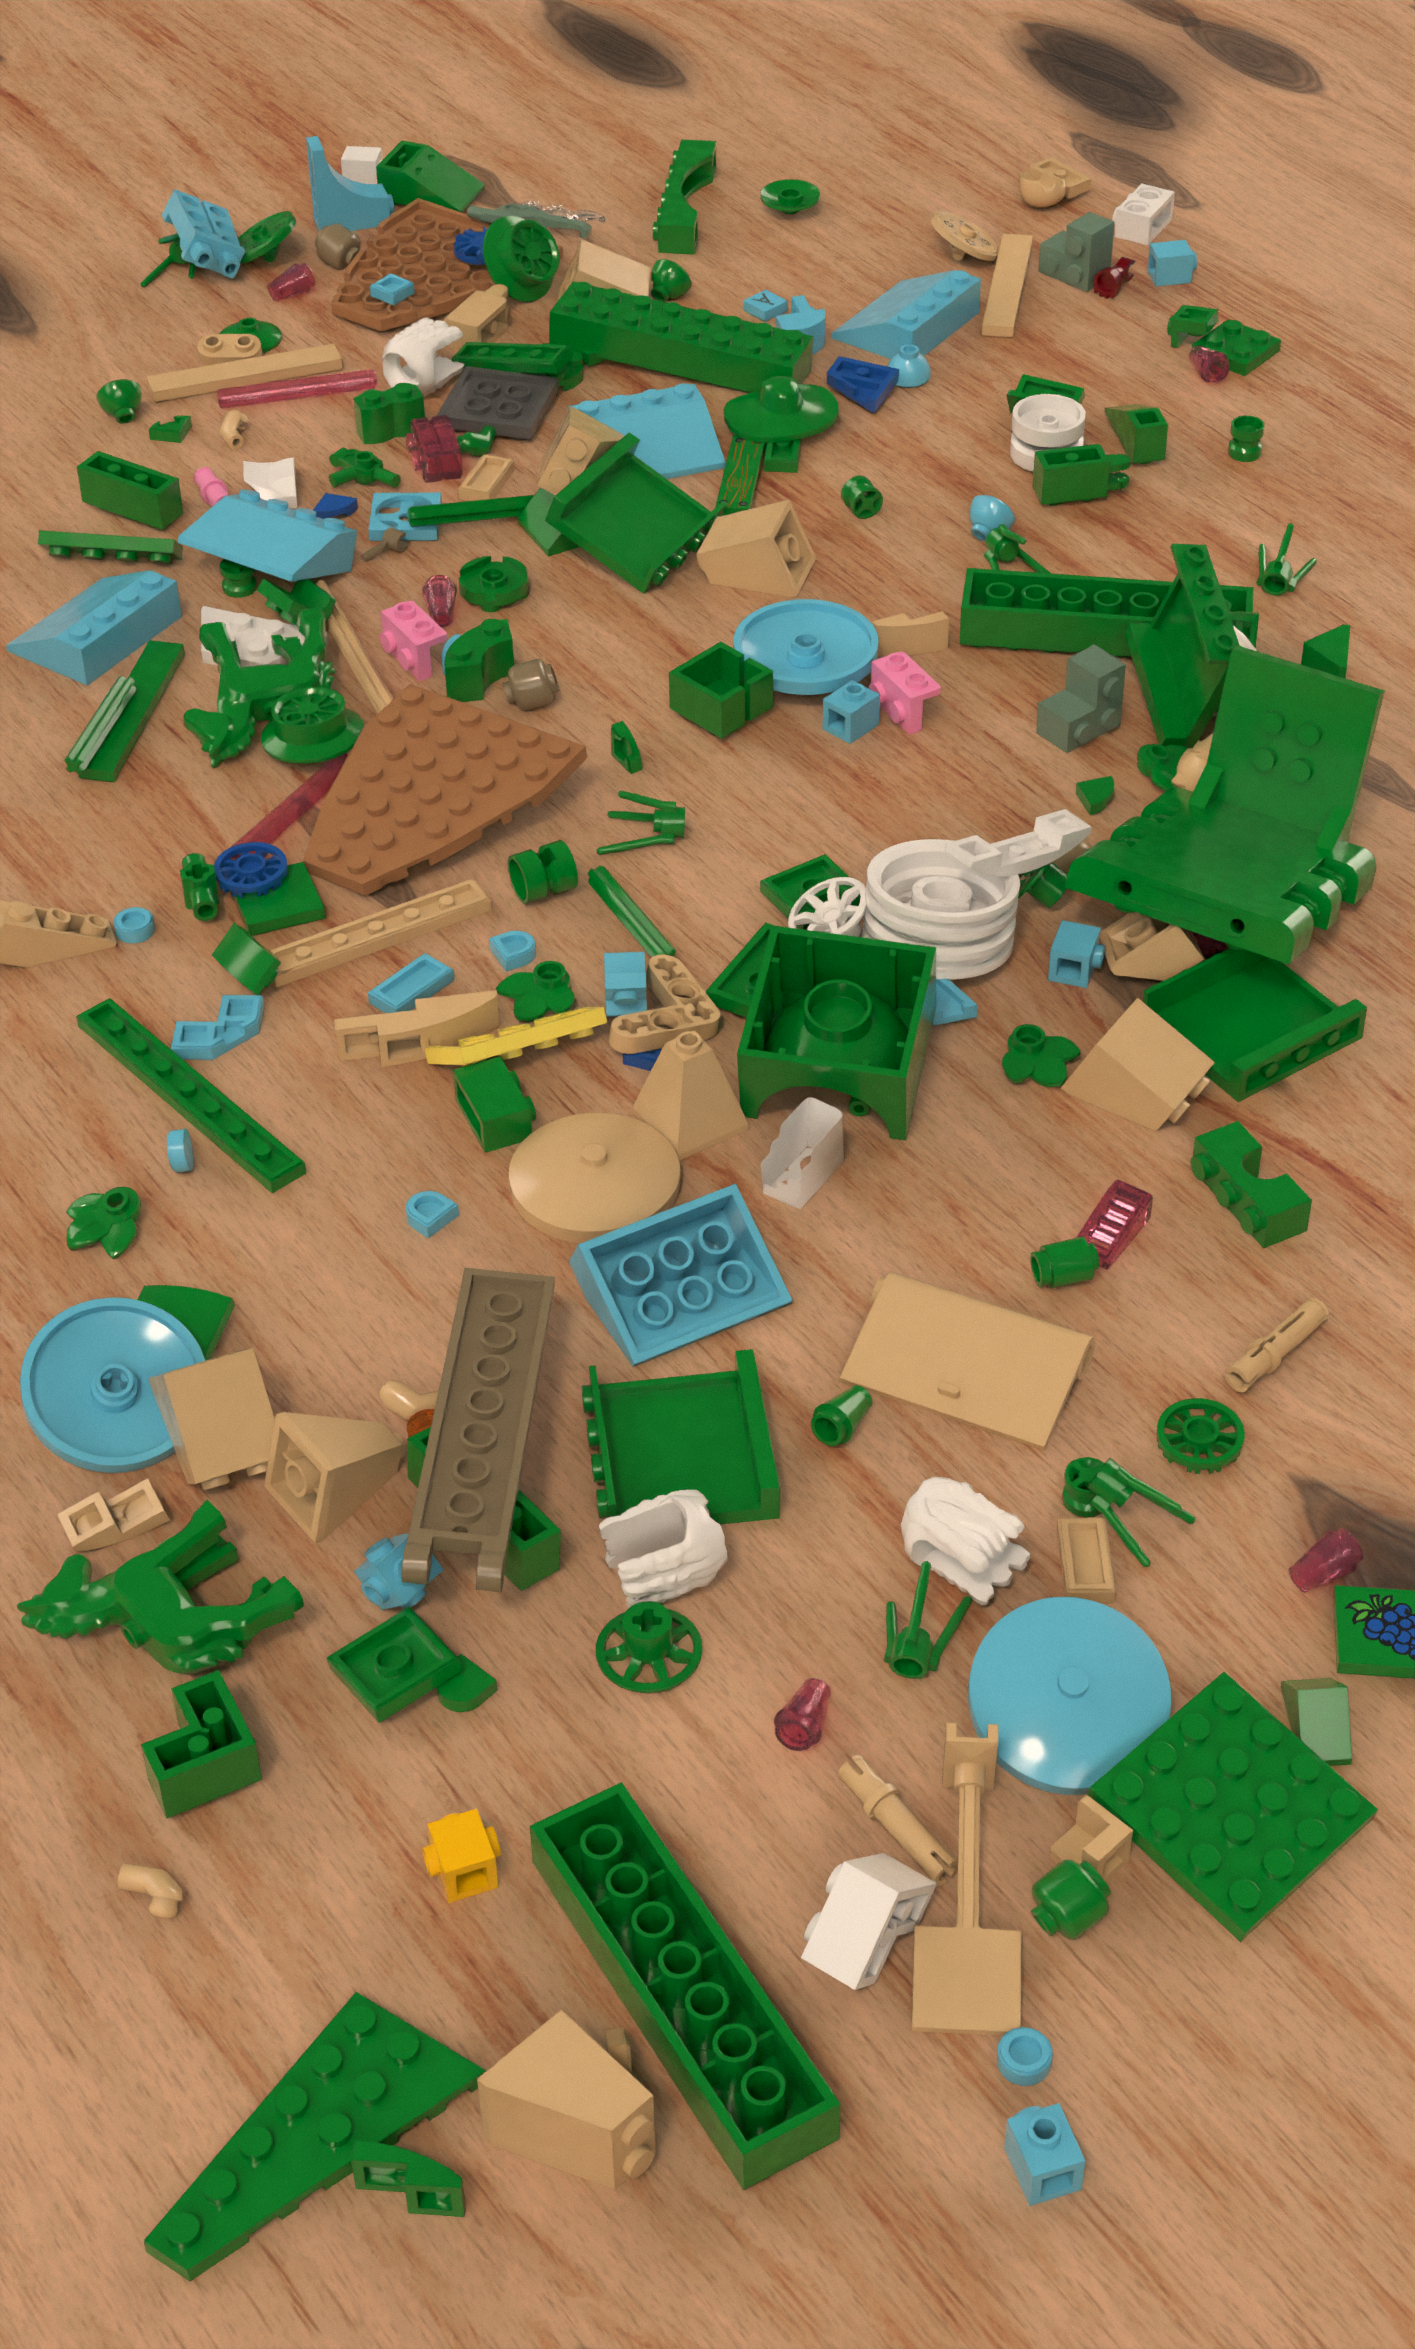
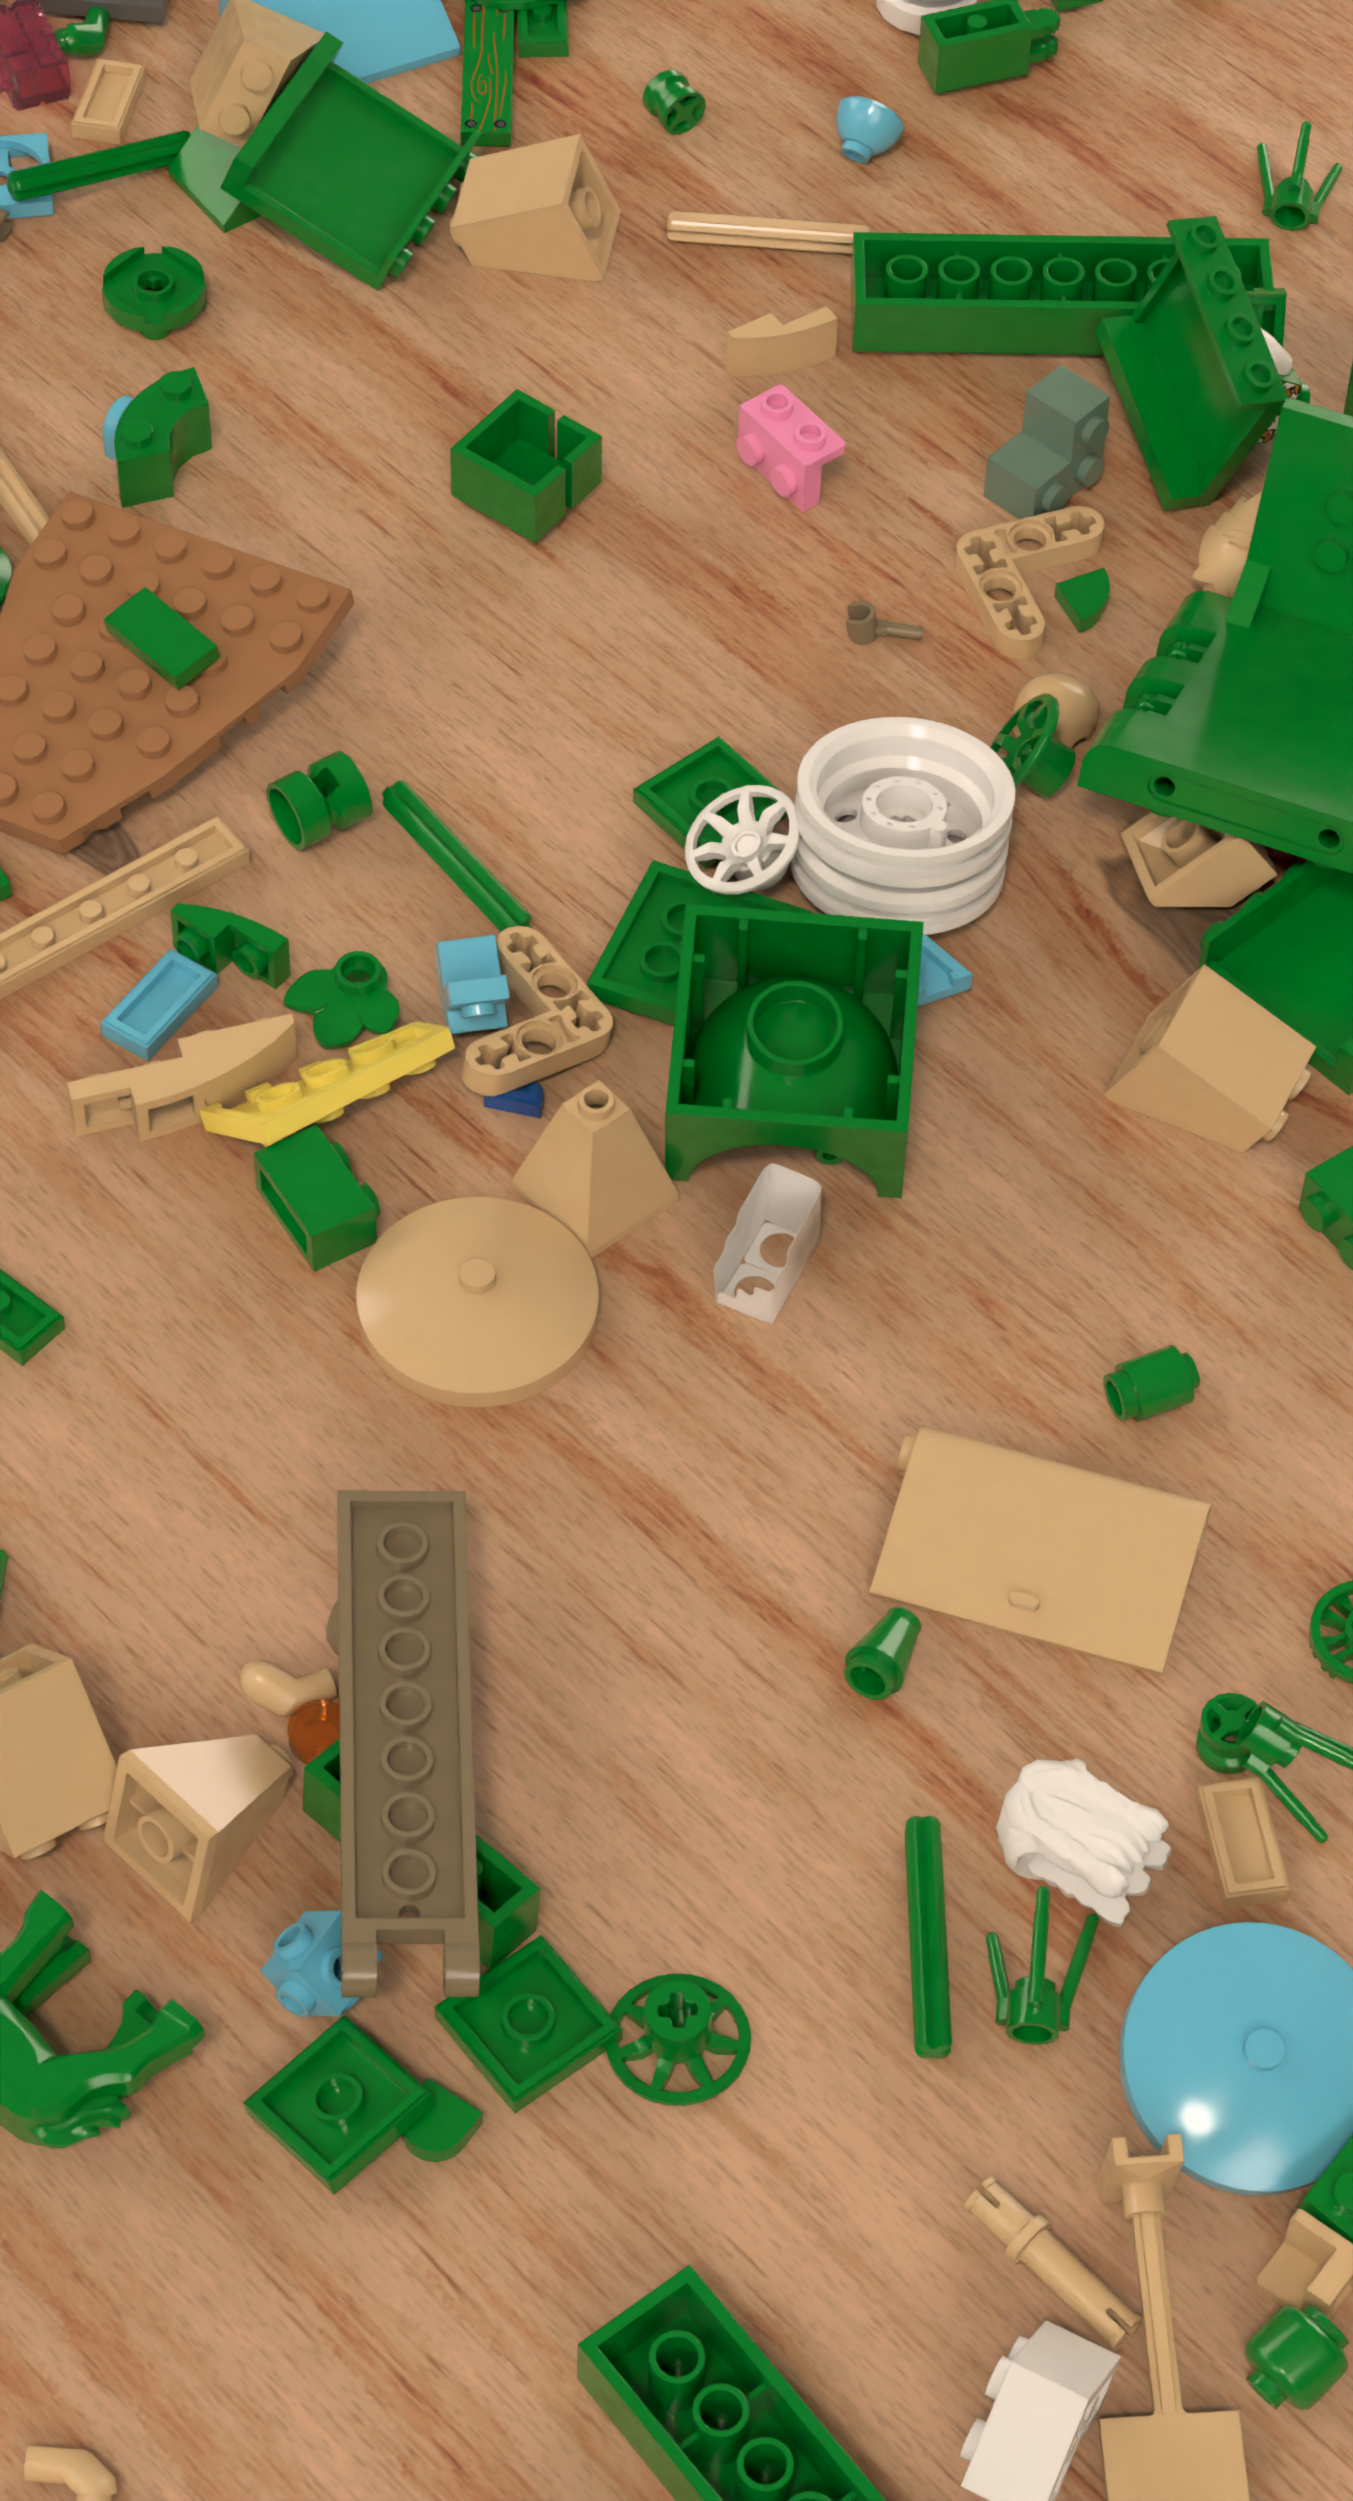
camera: 10 degrees left, 10 degrees up
(207, 1754) = (119, 2268): green brick -> none
(408, 637) = (53, 403): bright pink bracket -> none
(430, 1212) = (255, 1379): medium azure tile -> none
(440, 599) = (81, 328): clear pink cone -> none
(451, 766) = (161, 638): none -> green tile
(462, 1854) = (484, 2382): yellow brick -> none
(465, 948) = (221, 937): none -> green slope
(513, 949) = (302, 924): medium azure tile -> none
(531, 685) = (244, 473): dark tan head -> none
(541, 1628) = (529, 2024): none -> green tile
(625, 748) = (400, 573): green tile -> none
(664, 1546) = (694, 1846): white piece -> none
(668, 822) = (481, 692): green plant -> none
(679, 1275) = (629, 1459): medium azure slope -> none
(684, 1436) = (674, 1727): green panel -> none
(803, 1717) = (905, 2122): clear pink cone -> none
(809, 644) = (640, 377): medium azure dish -> none
(842, 1600) = (927, 1937): none -> green axle
(851, 711) = (717, 485): medium azure brick -> none
(905, 573) = (762, 232): none -> tan axle
(939, 801) = (865, 628): none -> dark tan hand
(1004, 546) = (896, 177): green plant -> none
(1037, 1056) = (1068, 1054): green plate -> none
(1052, 838) = (1014, 732): white slope -> none
(1075, 954) = (1096, 876): medium azure brick -> none
(1084, 759) = (1066, 538): none -> tan beam
(1126, 1203) = (1219, 1281): clear pink slope -> none
(1160, 763) = (1174, 541): green plate -> none

